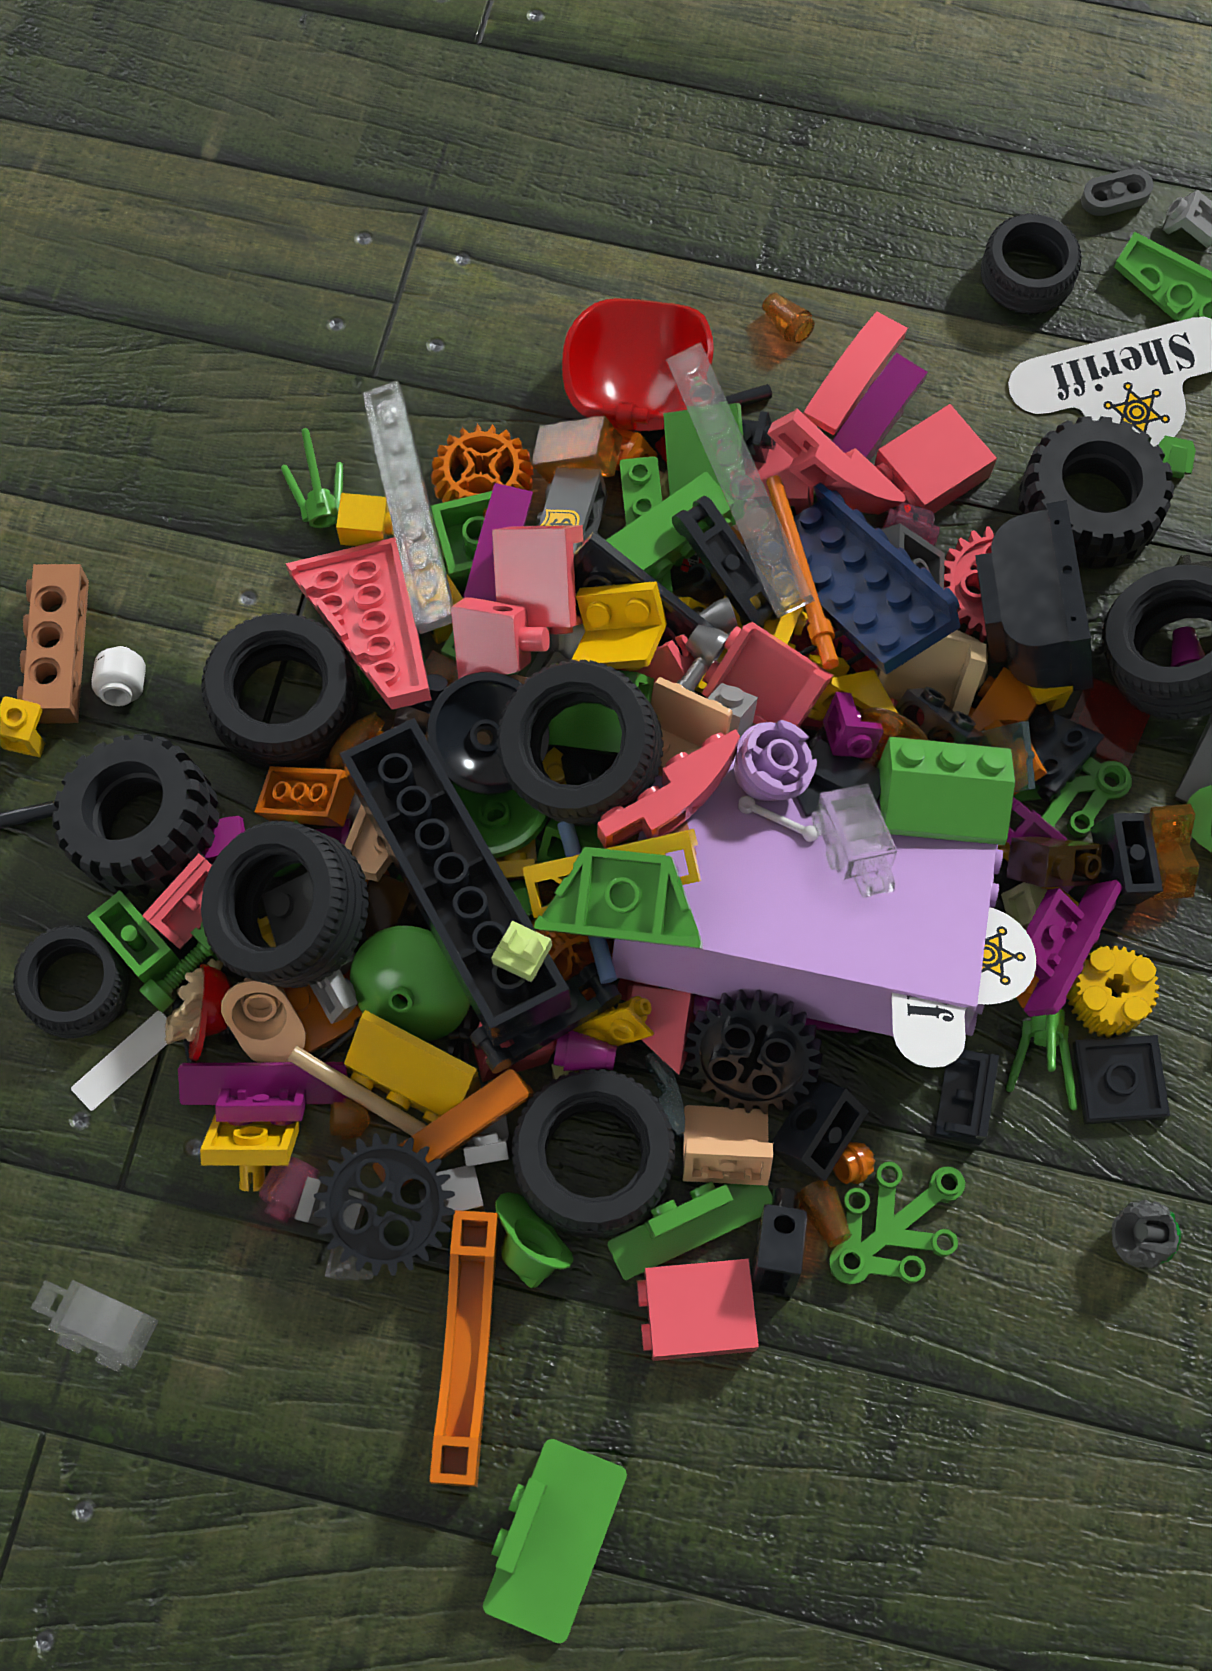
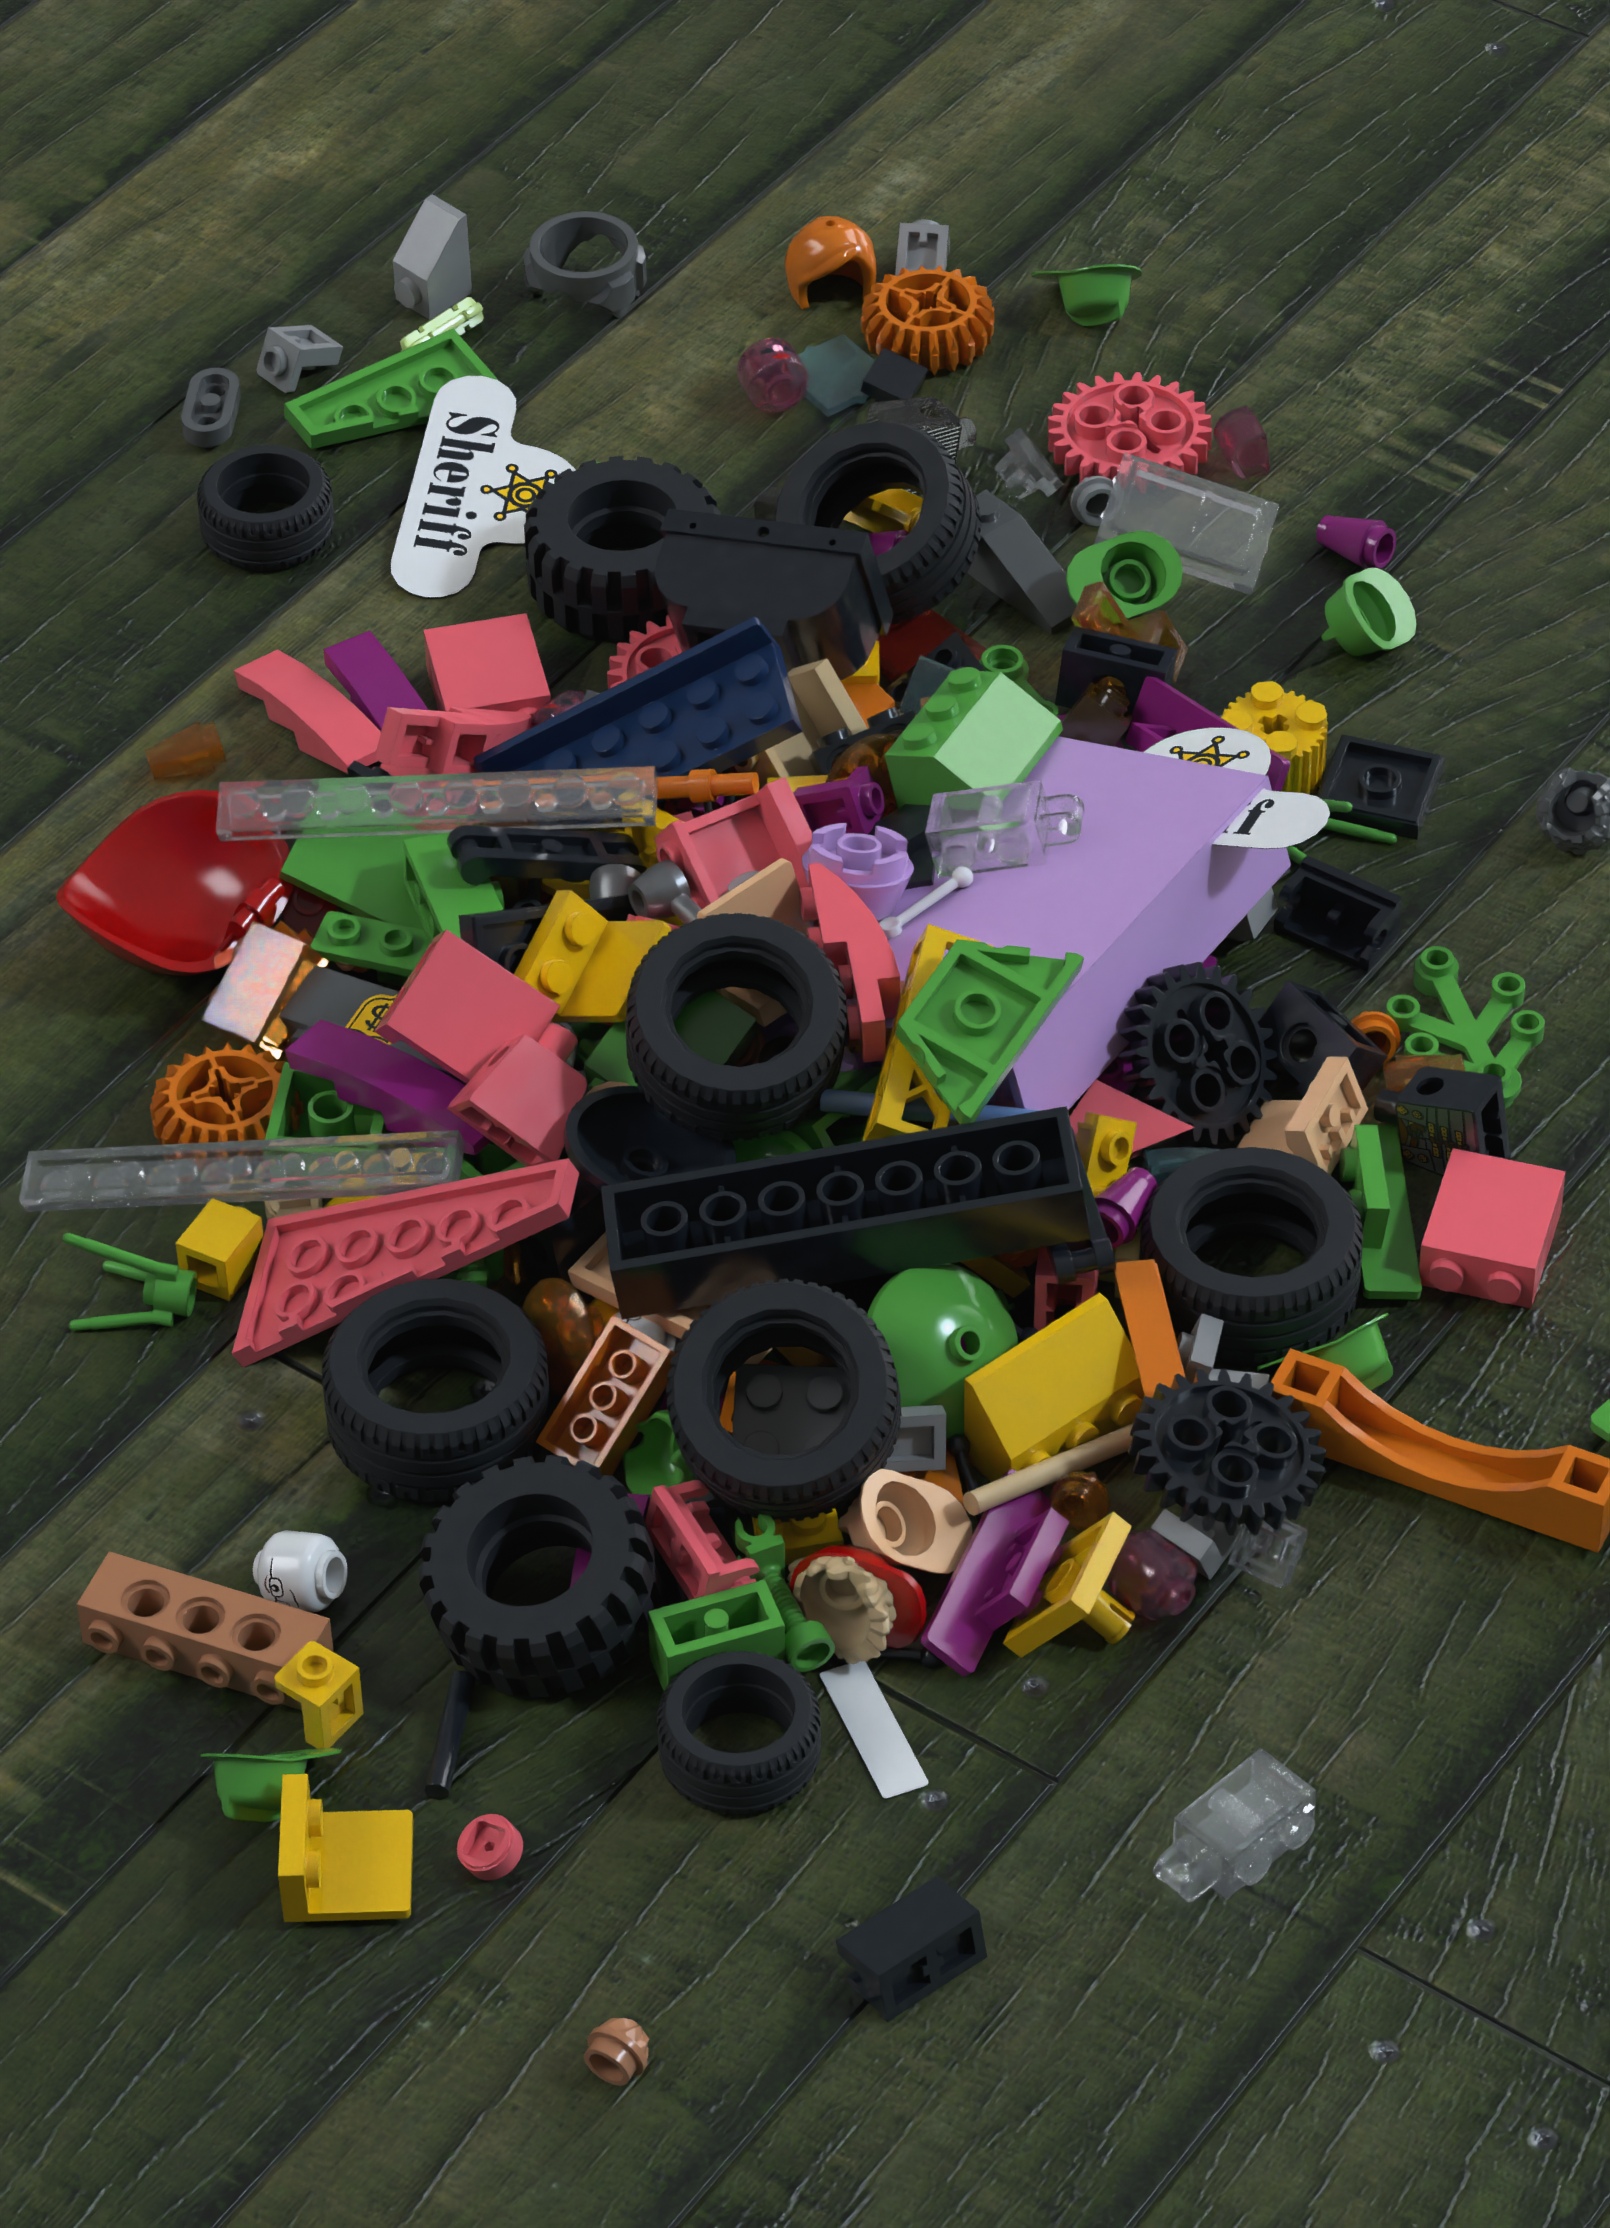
camera: 65 degrees left, 25 degrees down
(521, 951) = (997, 1130): yellowish green tile -> none

